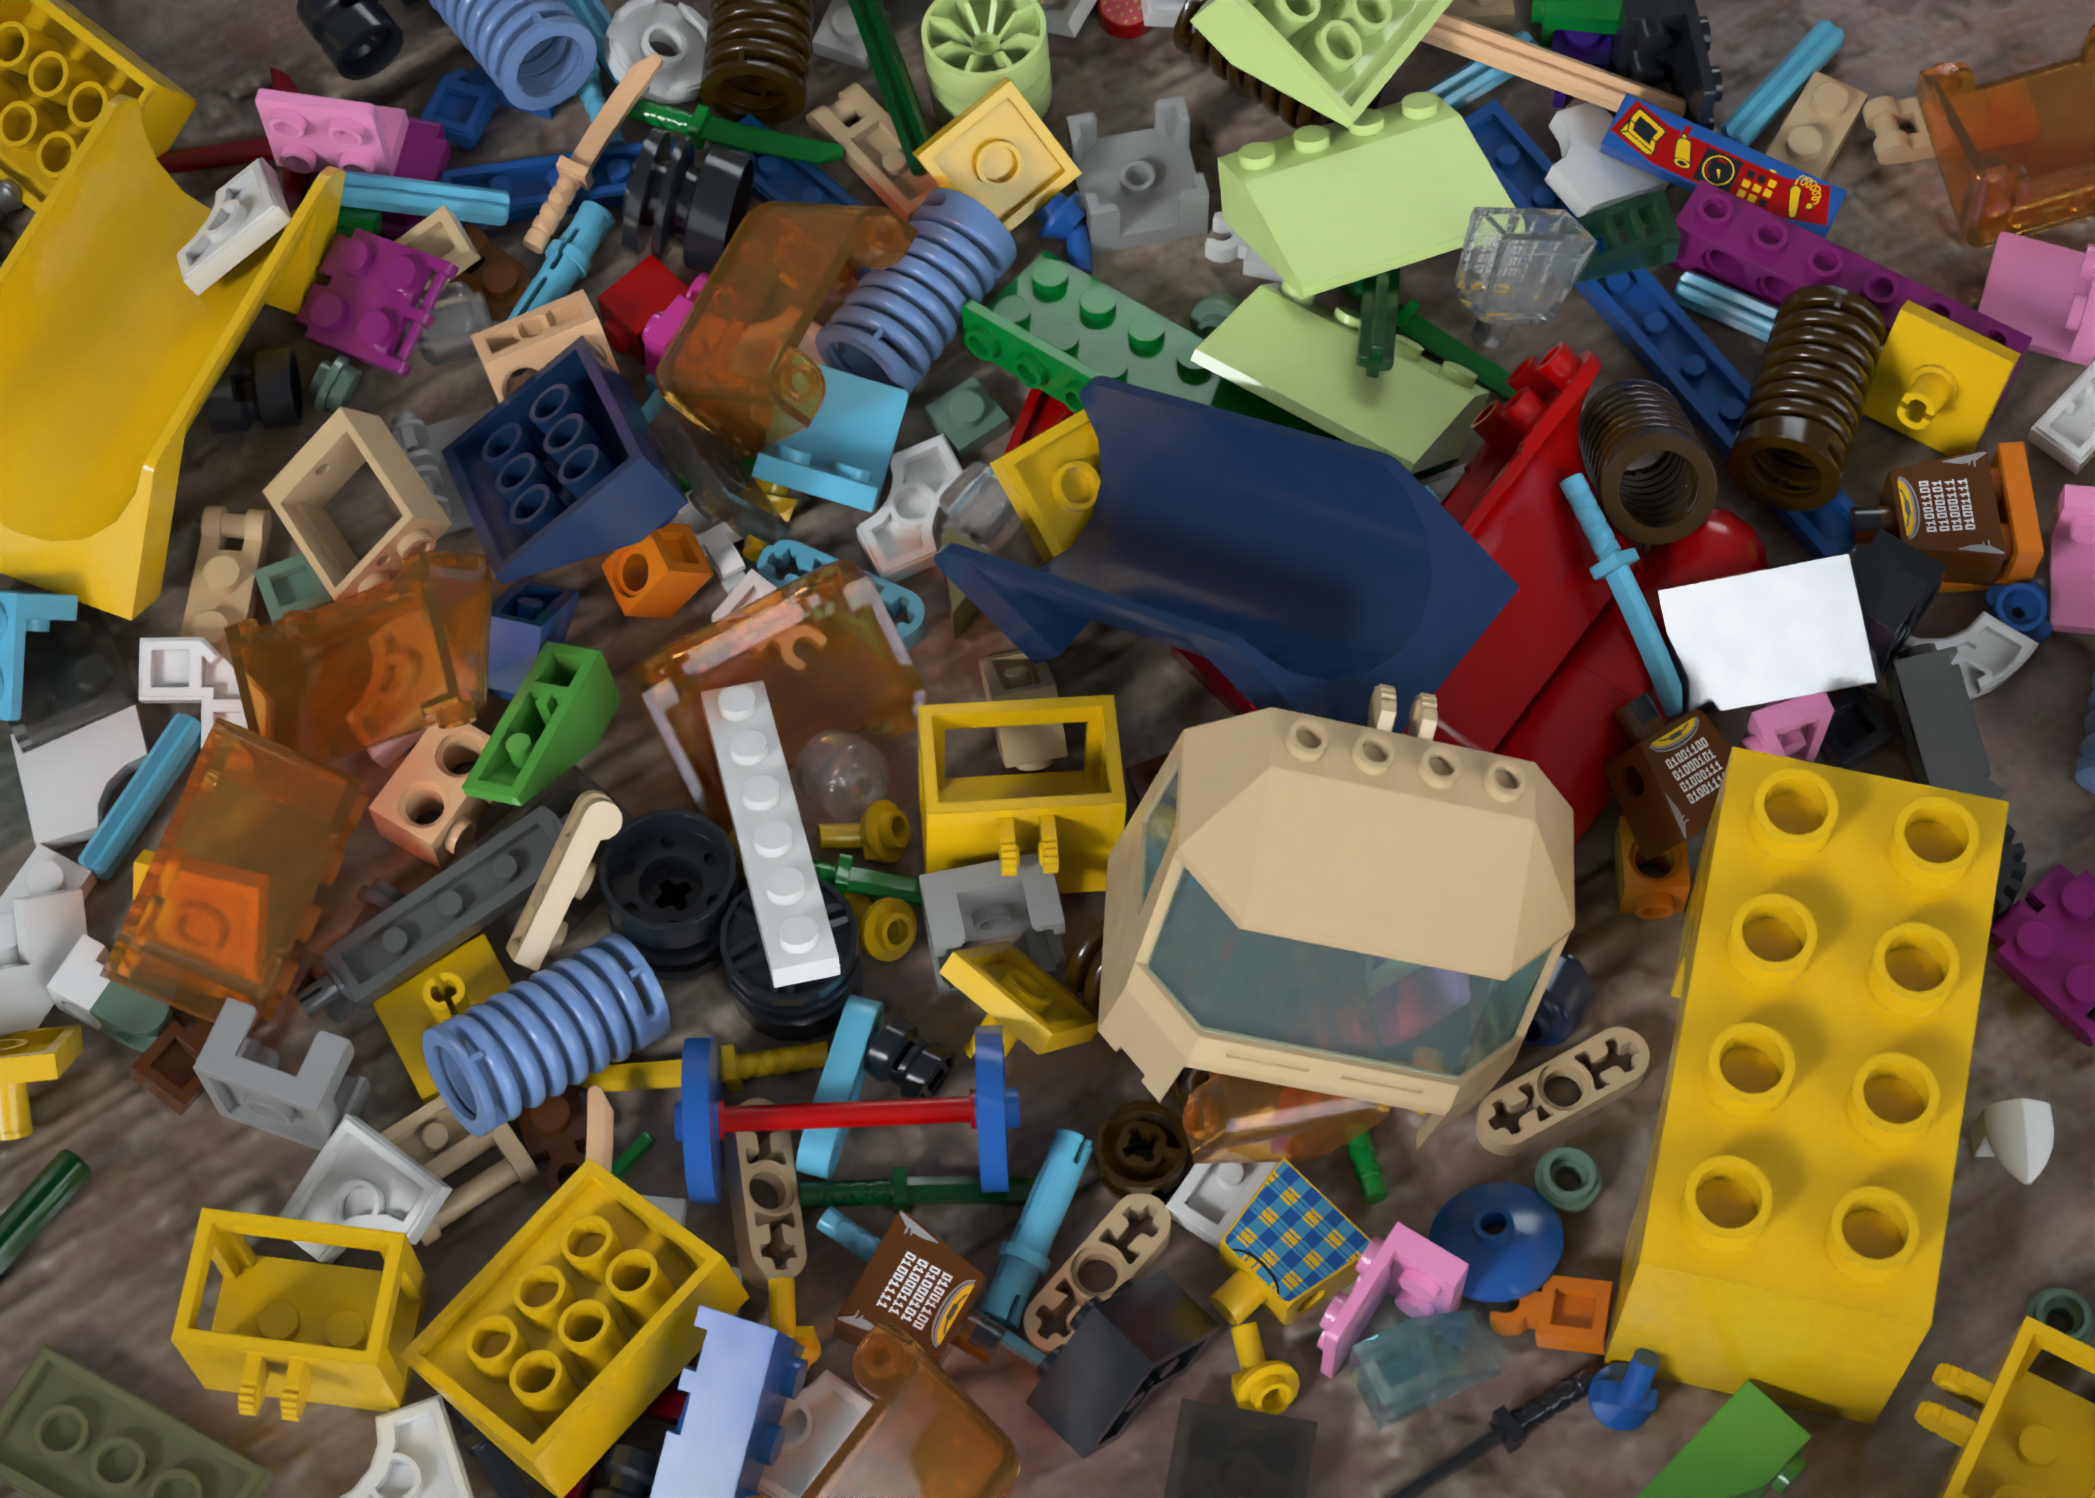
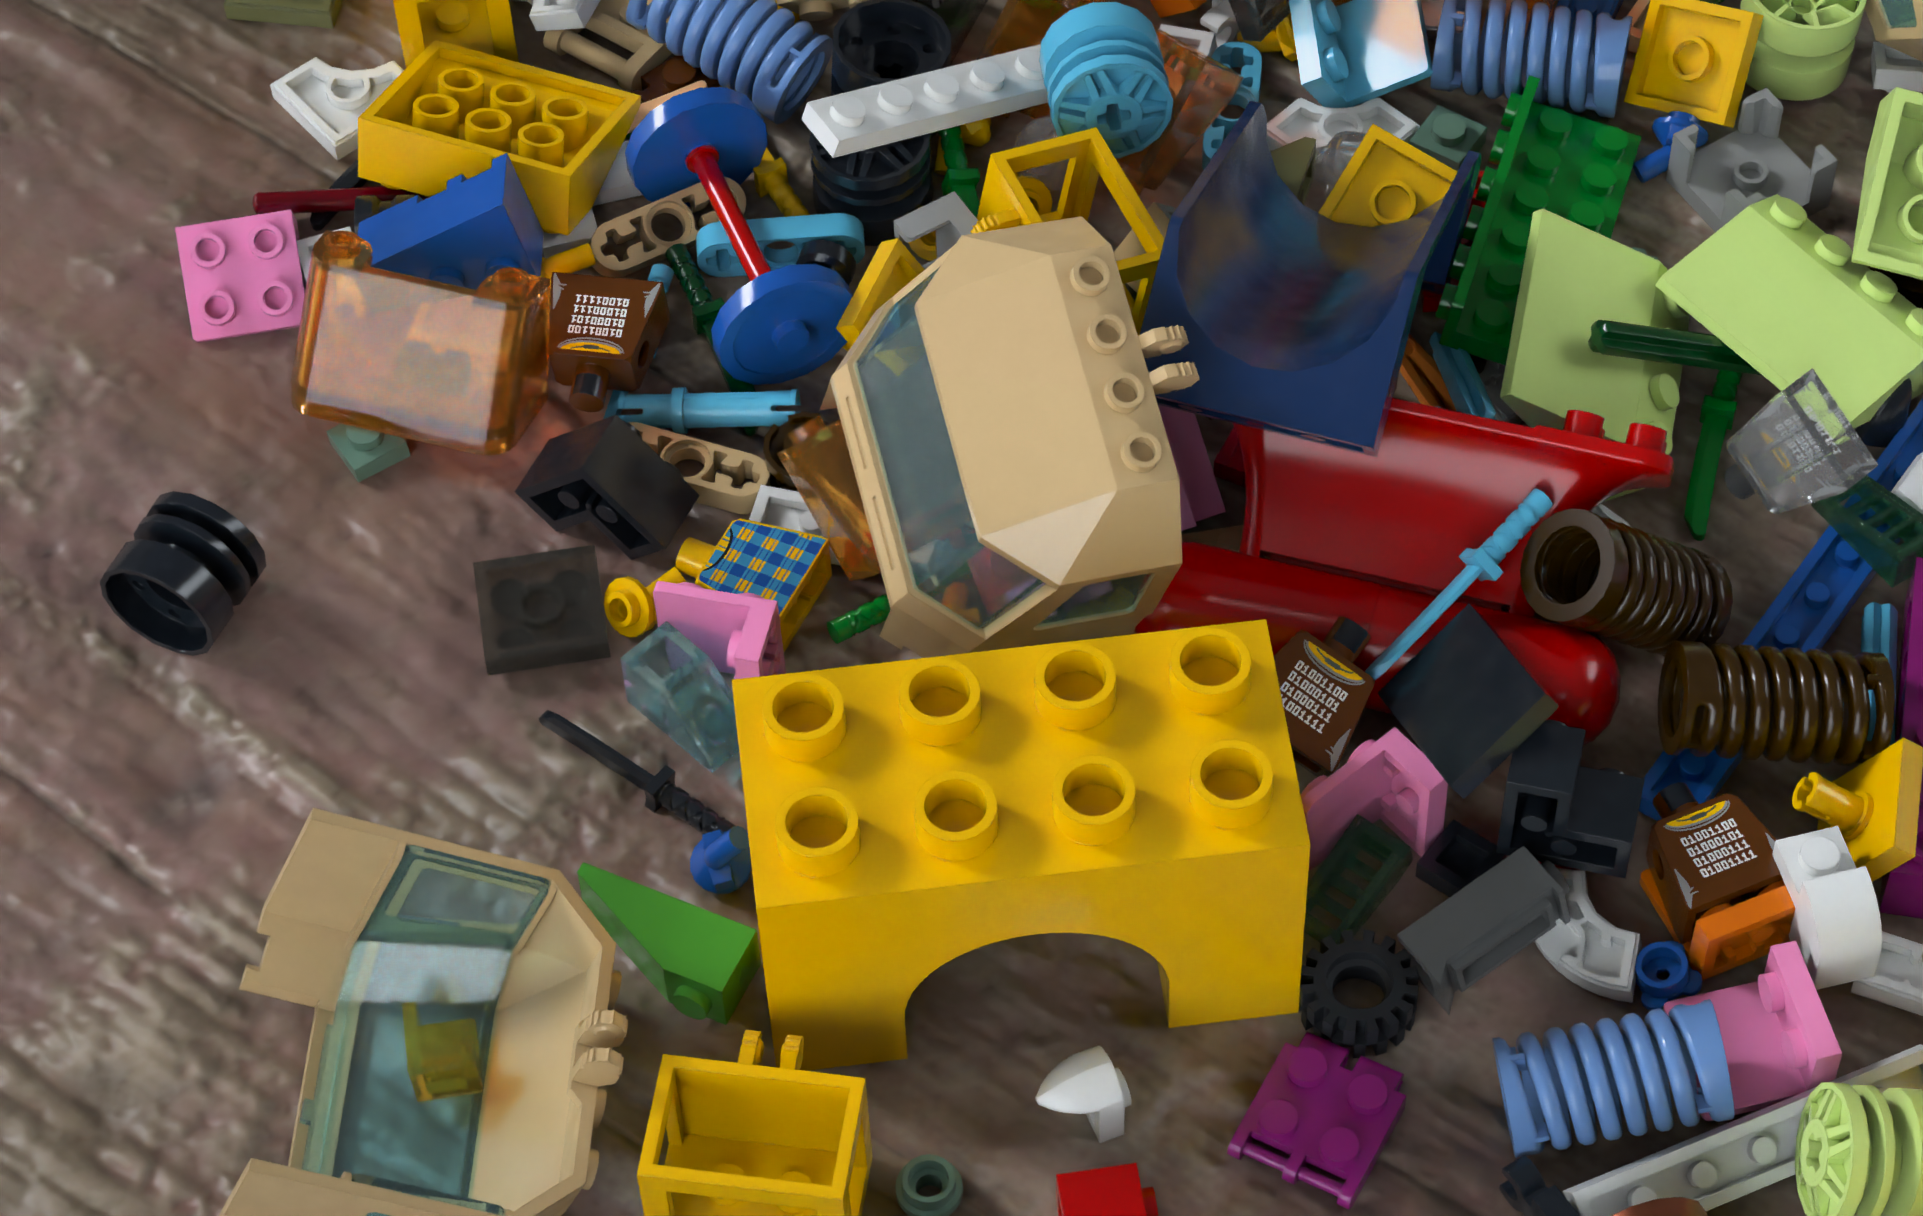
camera: 70 degrees right, 10 degrees down
(833, 679) = (1106, 74): none -> medium azure wheel
(2043, 438) = (1834, 907): none -> white brick

